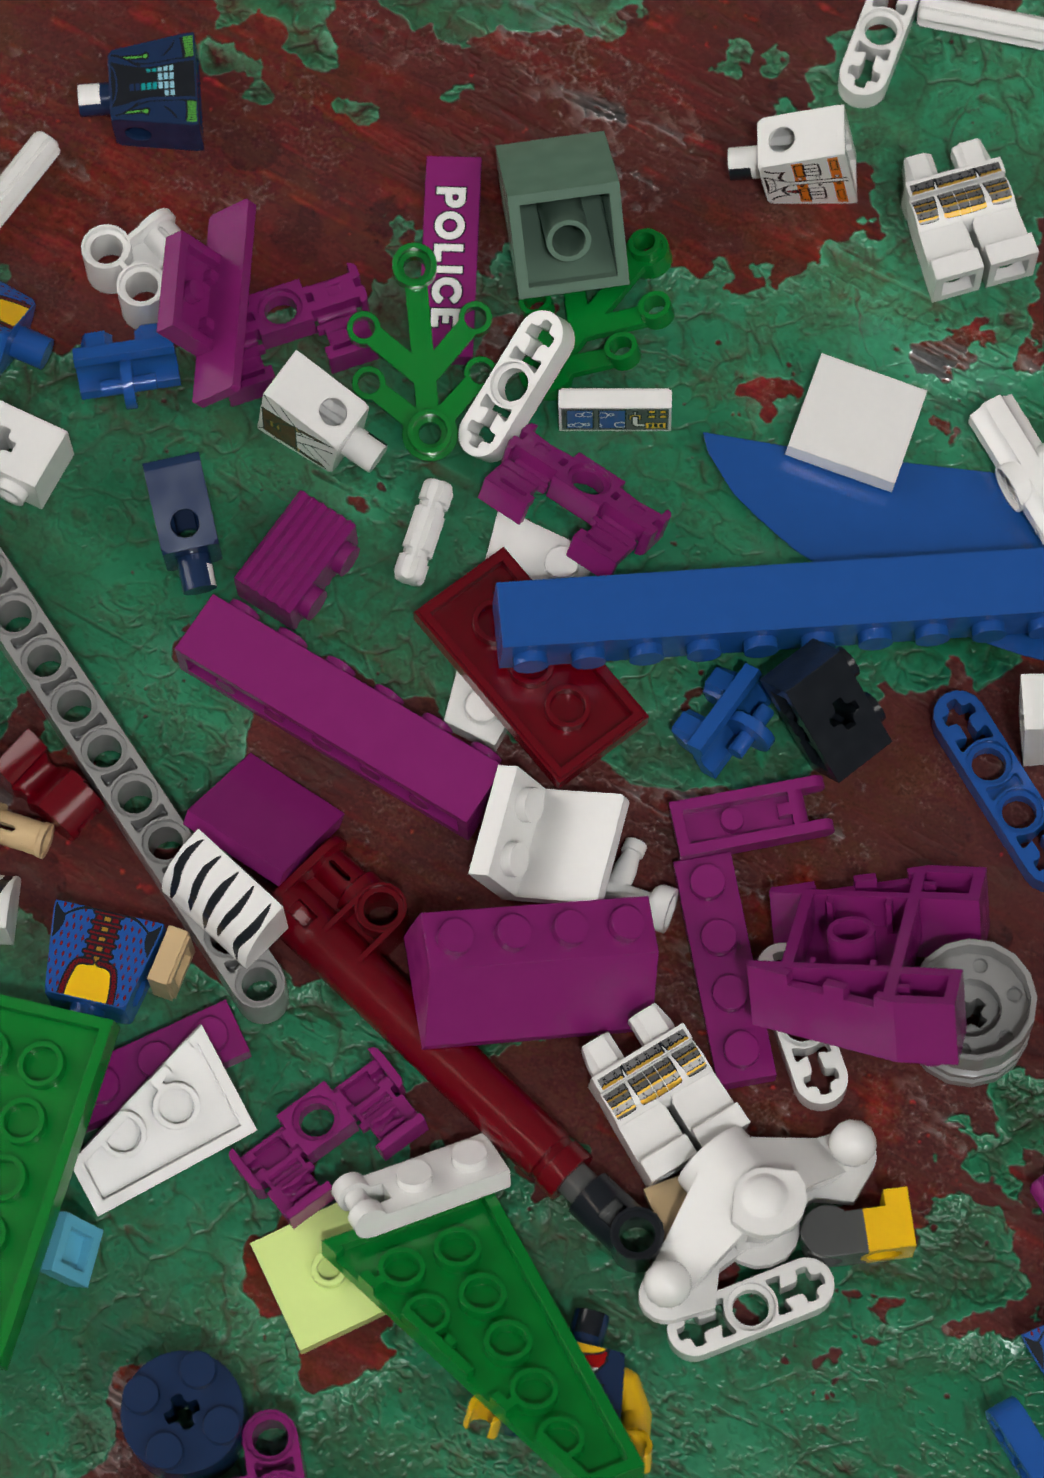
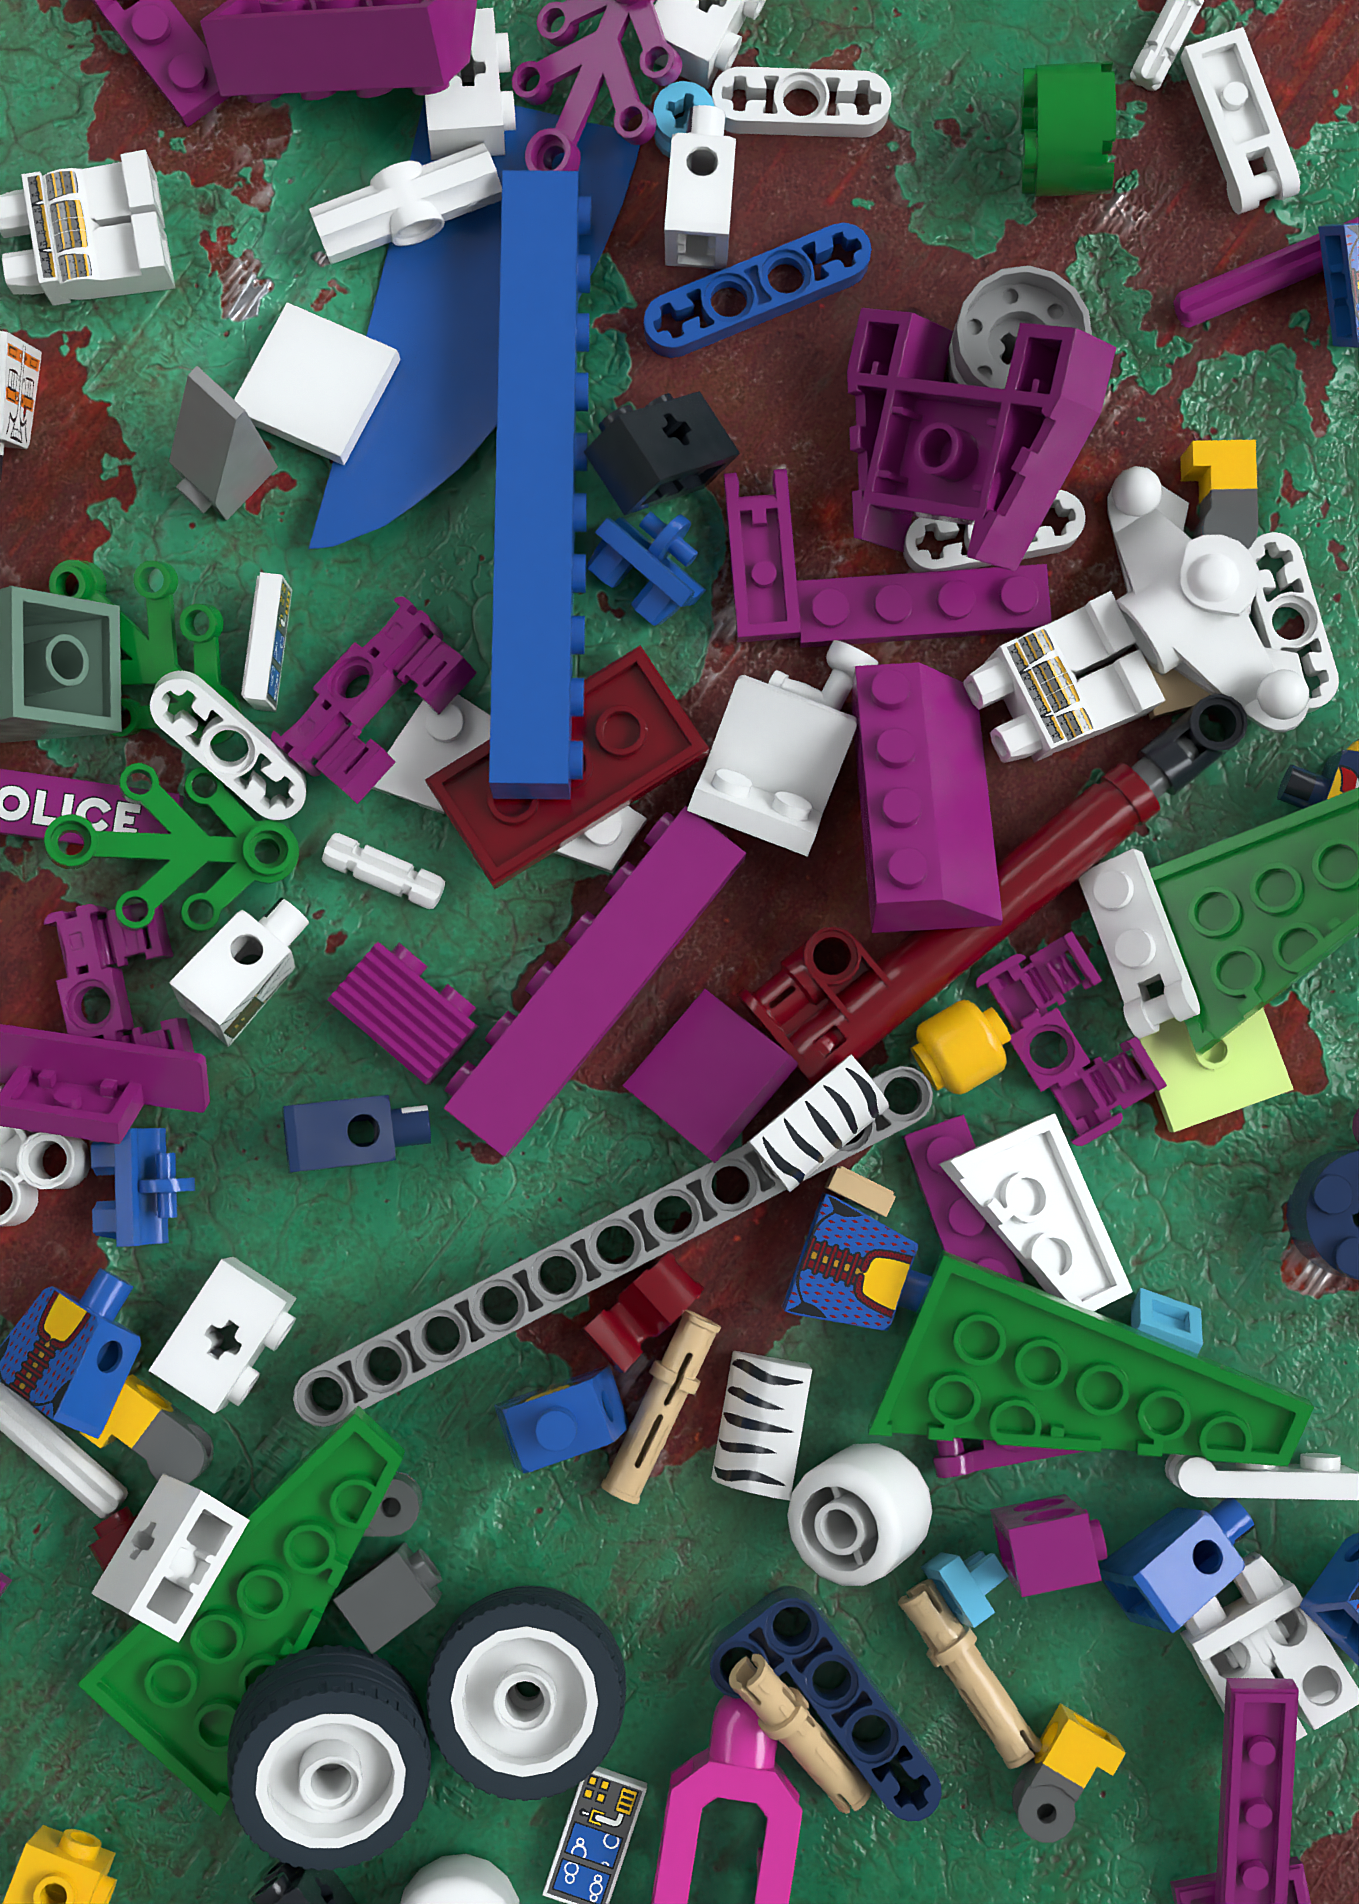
camera: 90 degrees left, 15 degrees up
(309, 1036) = (961, 1047): none -> yellow head
(776, 344) = (217, 448): none -> light grey slope

